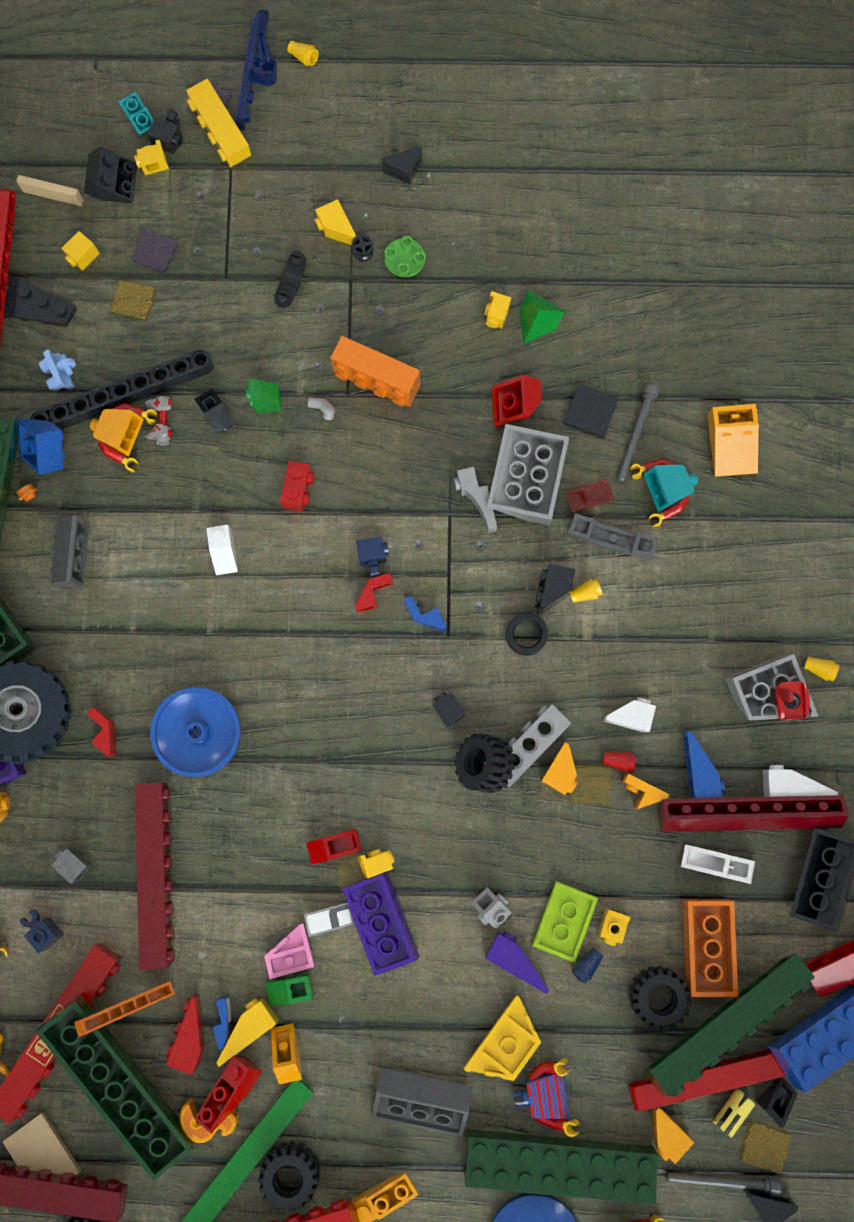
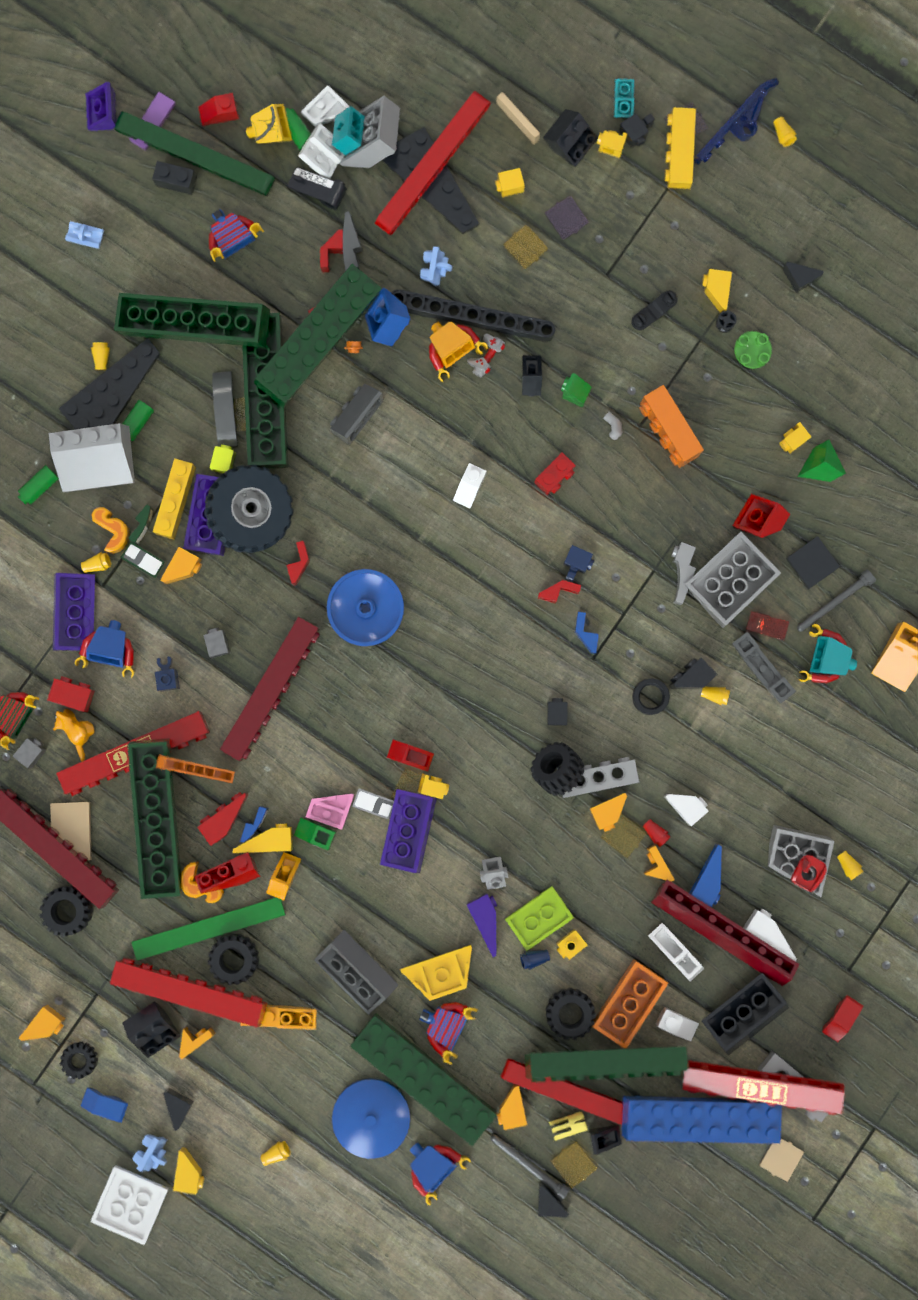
camera: 30 degrees right, 5 degrees up
(767, 935) = (676, 1024): none -> white slope

